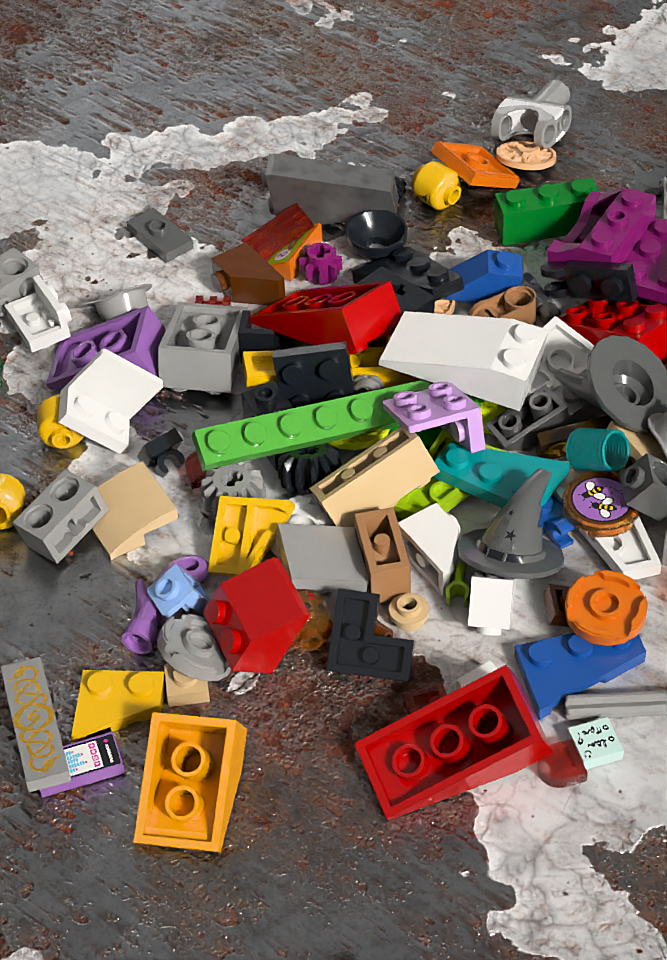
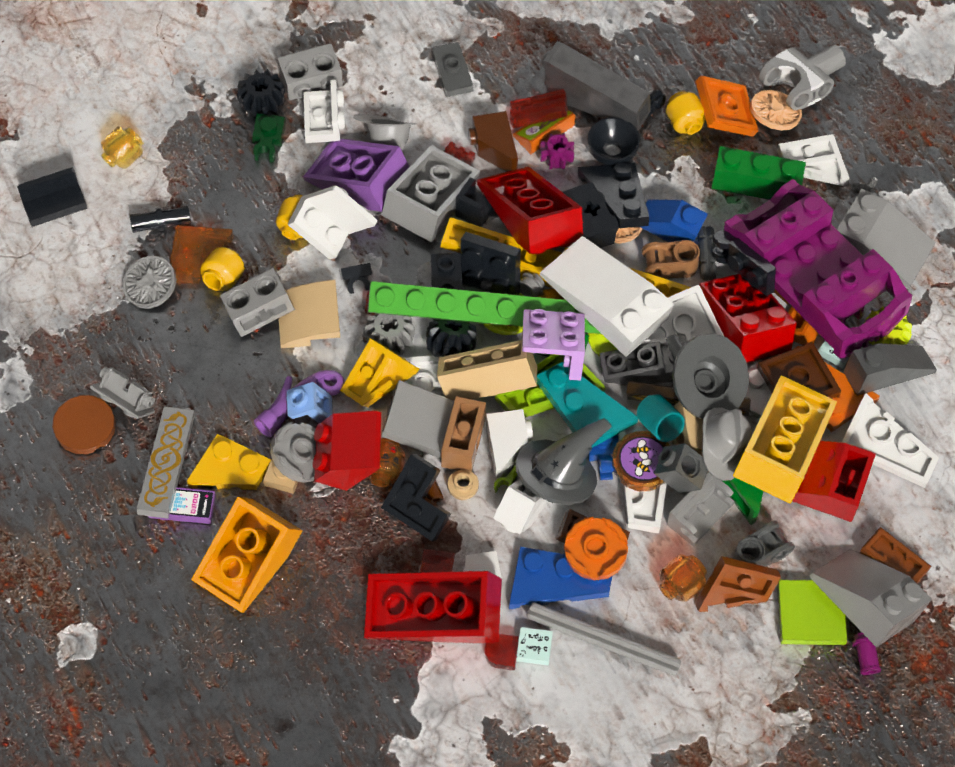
camera: 20 degrees right, 15 degrees up
(603, 171) = (821, 158): none -> white wing

